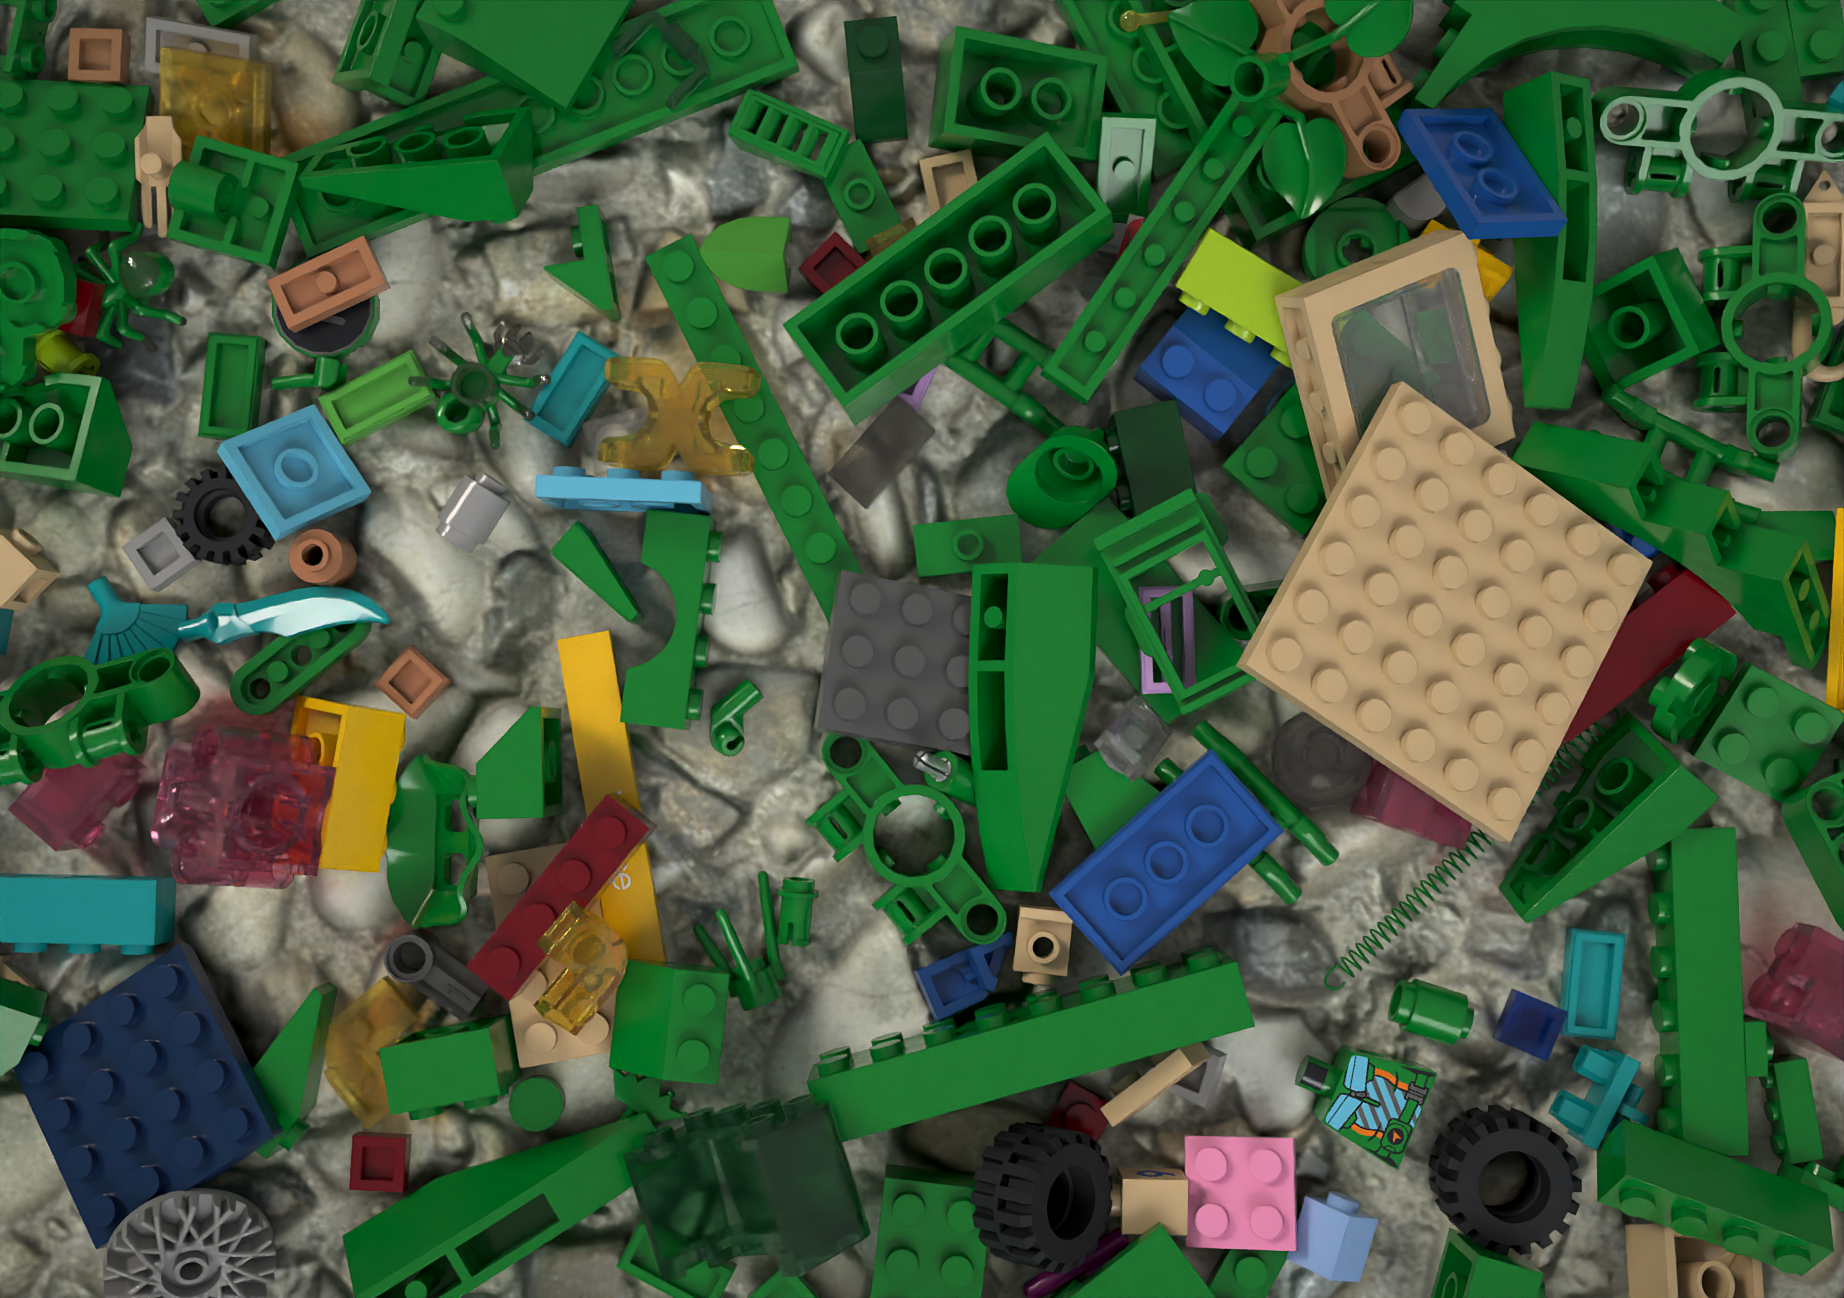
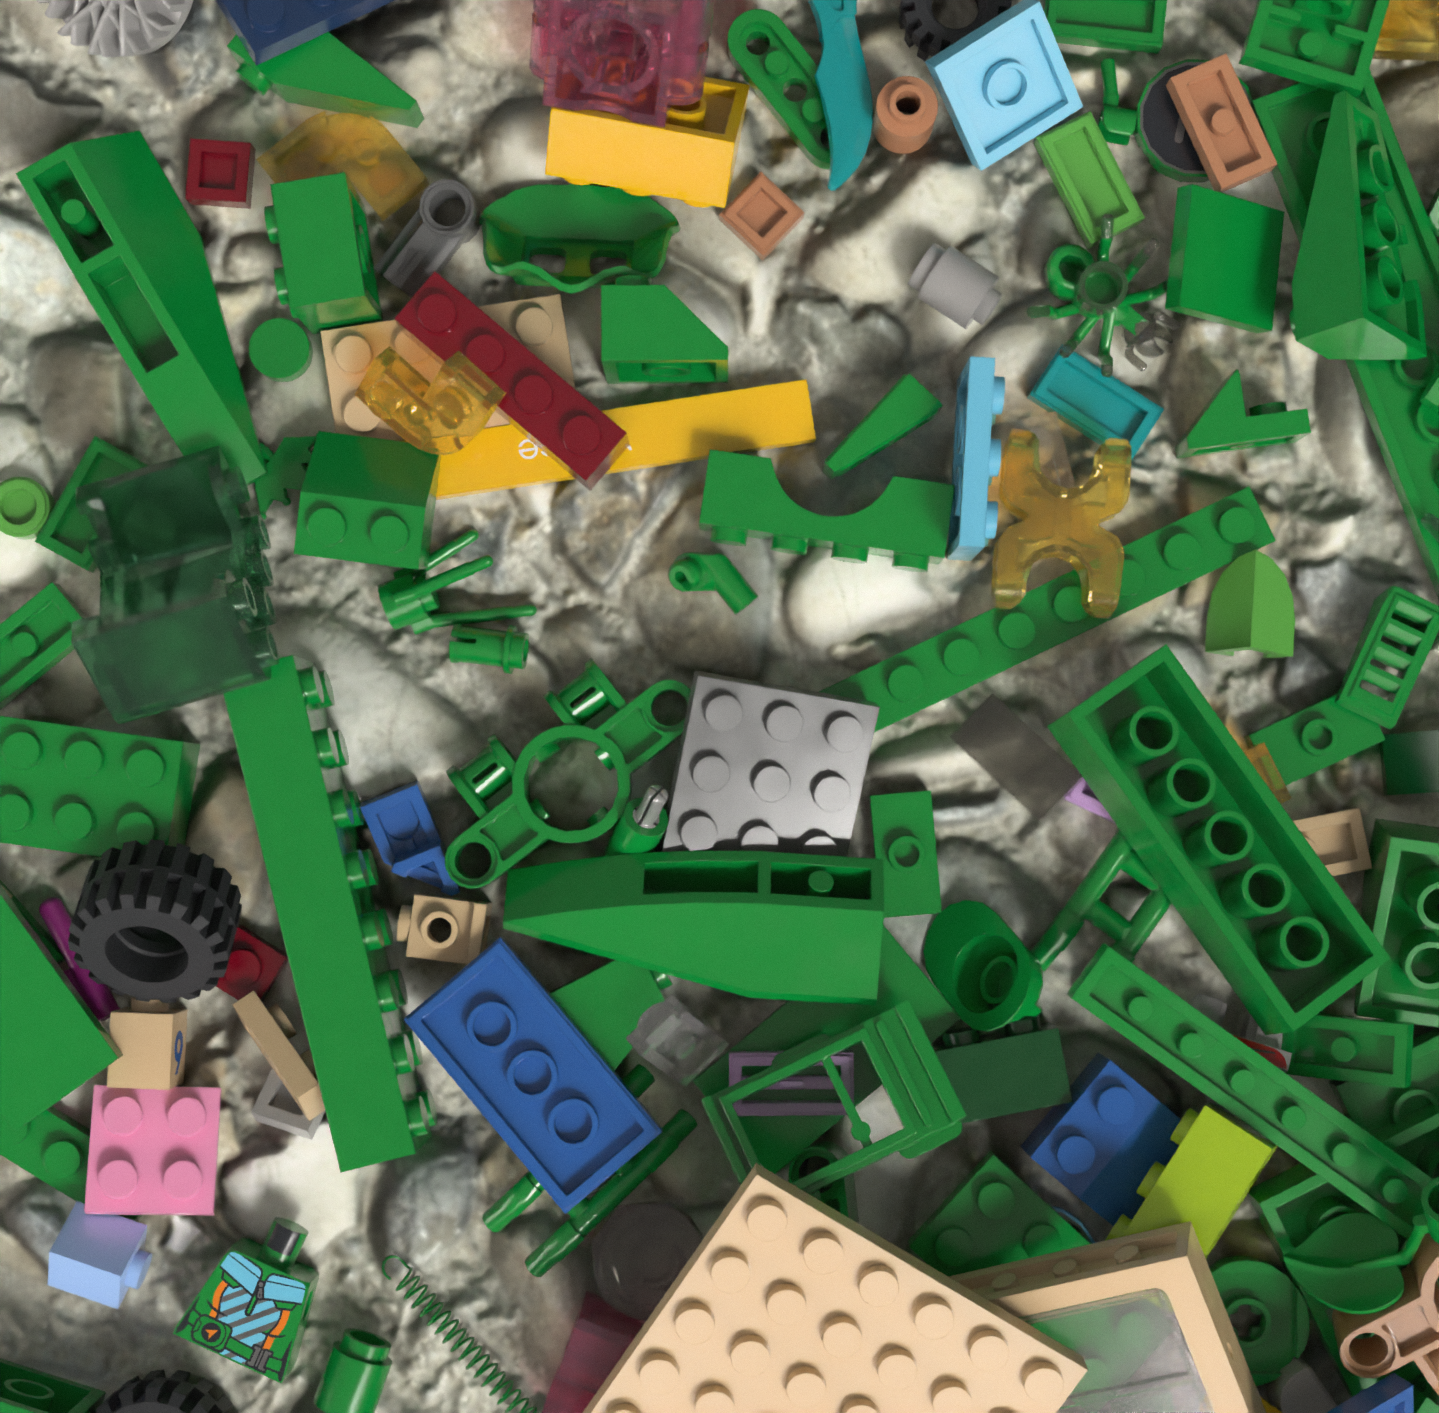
camera: 90 degrees right, 0 degrees up
(447, 280) = (1224, 259): none -> green tile
(831, 264) = (1237, 702): dark red plate -> none

